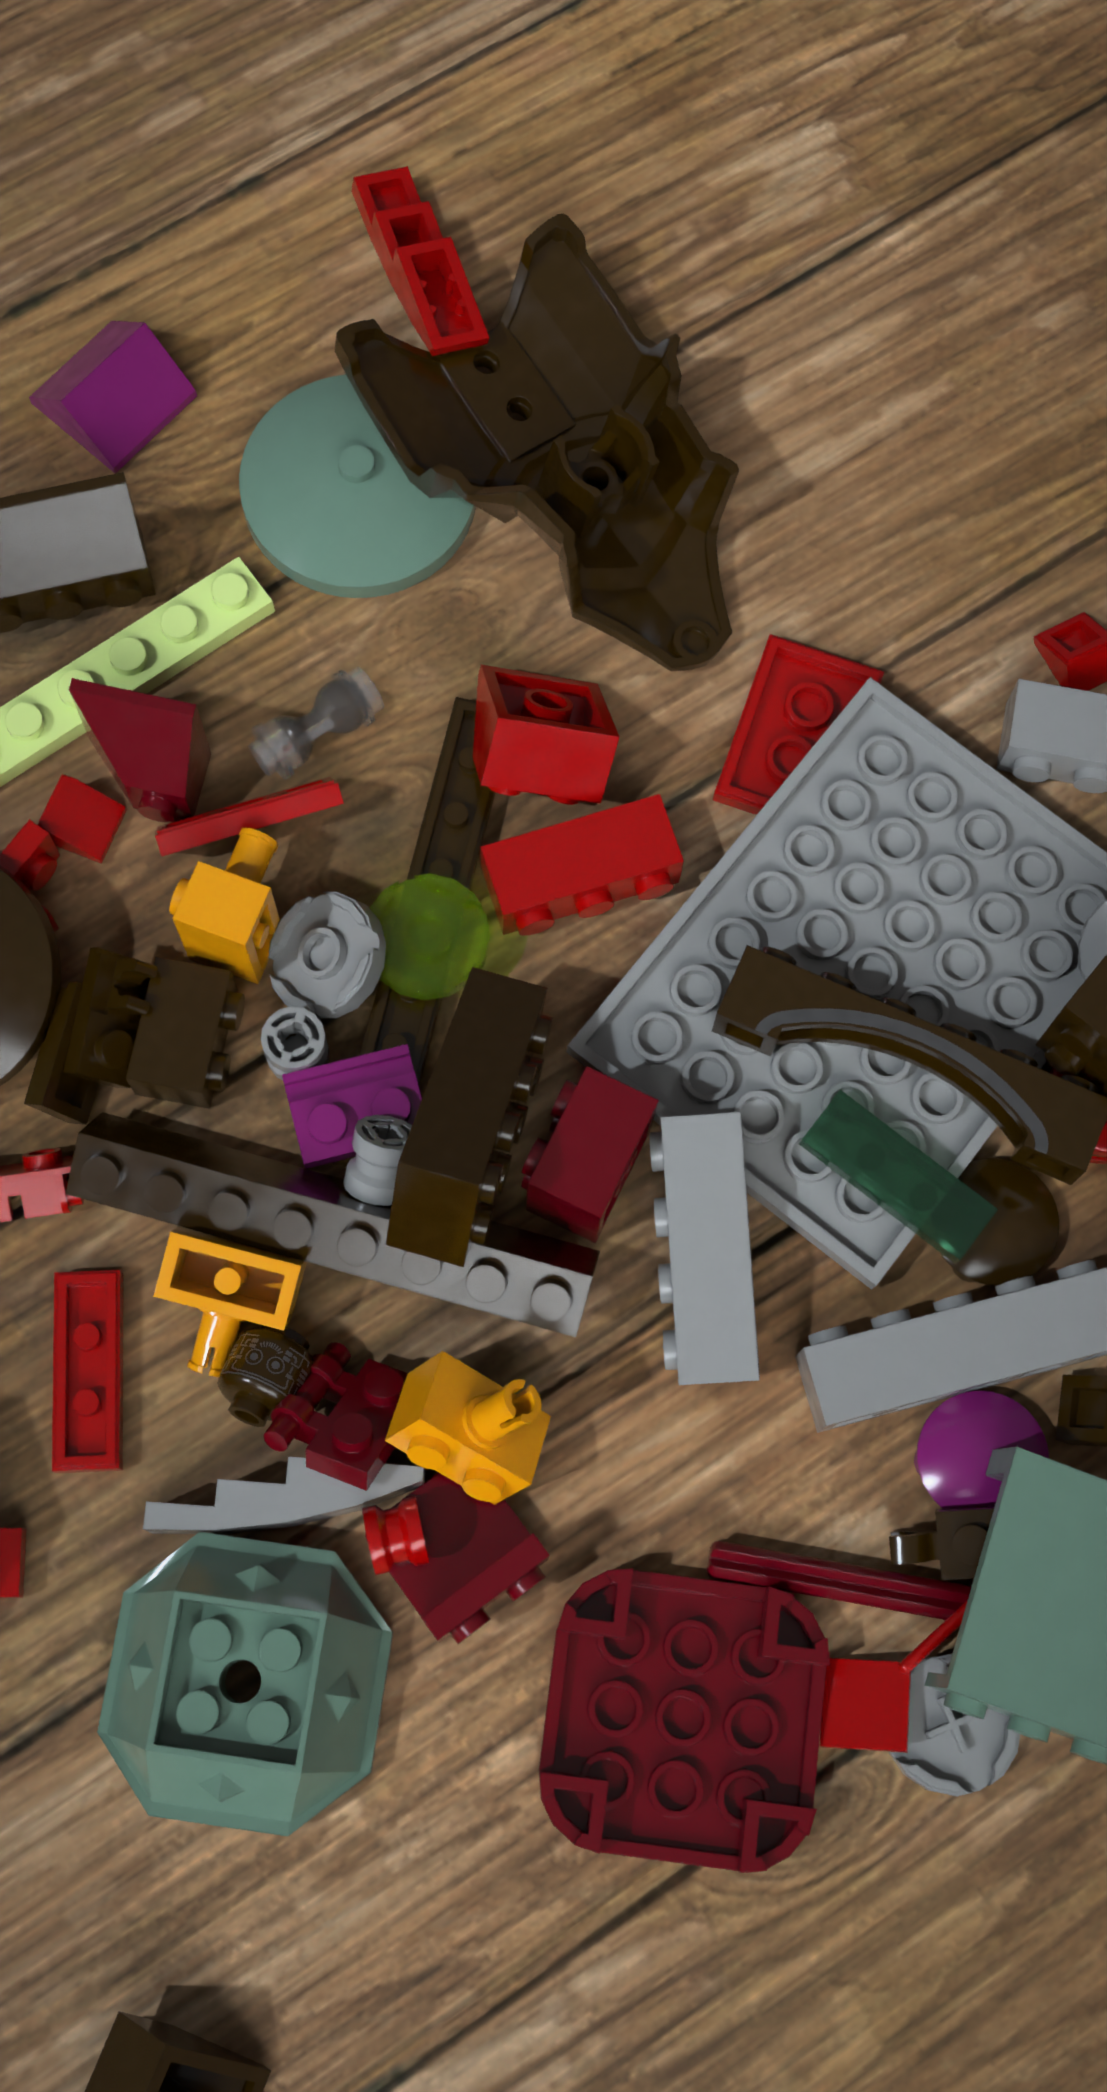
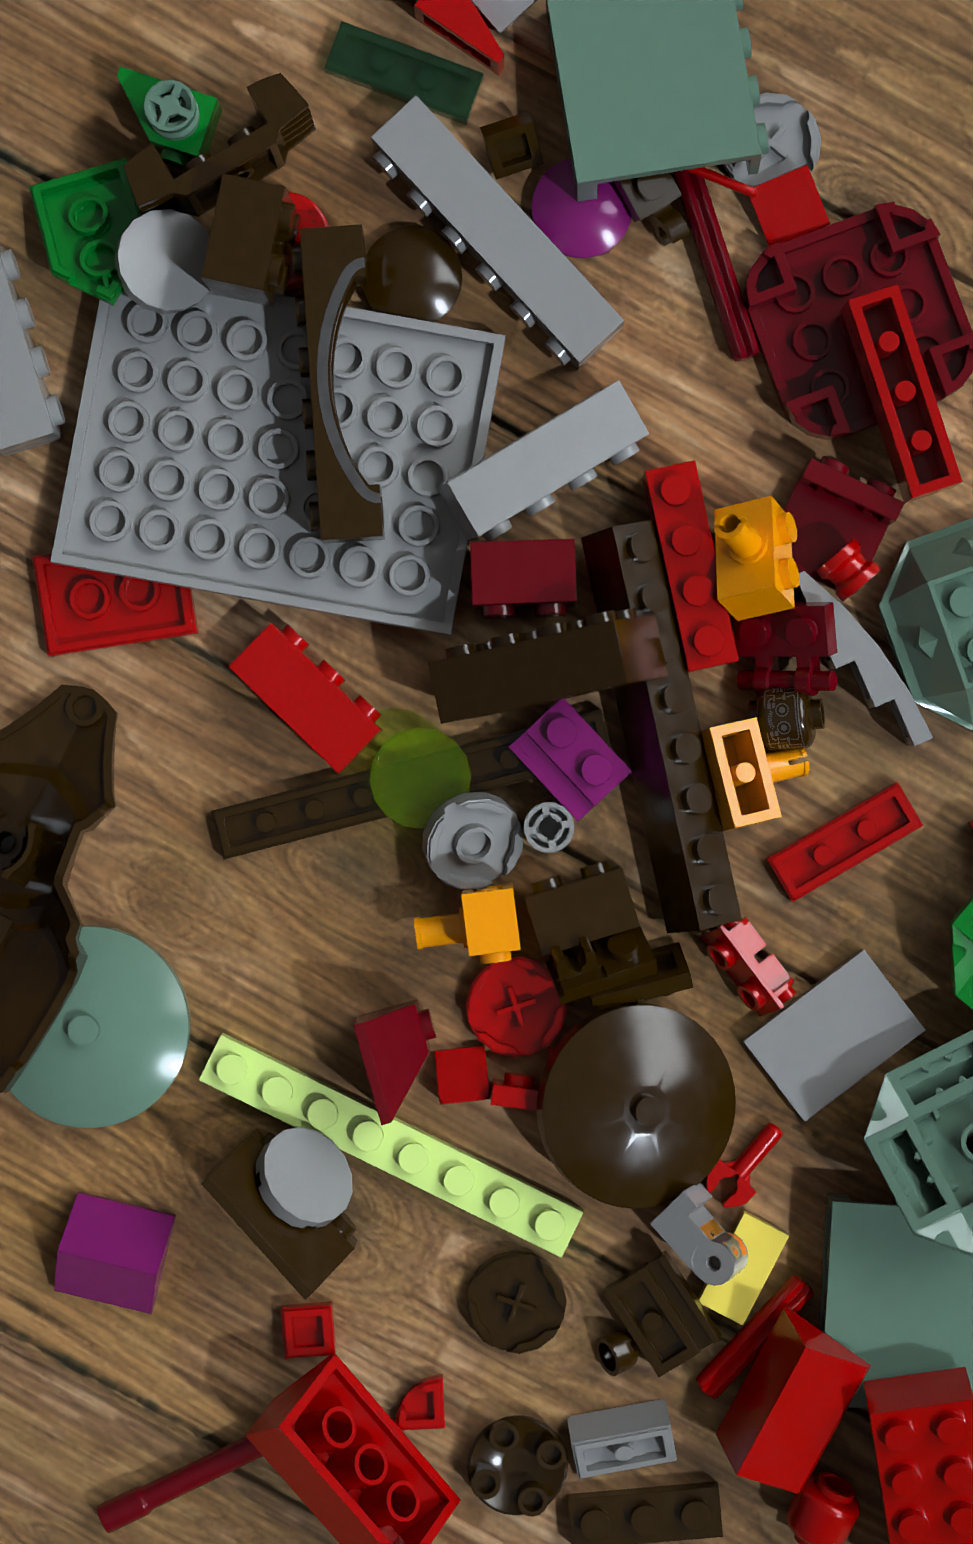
camera: 115 degrees left, 15 degrees up
(69, 592) = (304, 1178): none -> light grey tile
(119, 908) = (515, 1007): none -> red tile
(248, 814) = (398, 955): red tile -> none
(338, 708) = (280, 938): clear piece -> none
(378, 1148) = (604, 716): light grey wheel -> none
(542, 736) = (223, 777): red slope -> none
(565, 1369) = (690, 564): none -> red arch
(570, 1709) = (901, 393): none -> red brick
(898, 1177) = (422, 356): clear green tile -> none

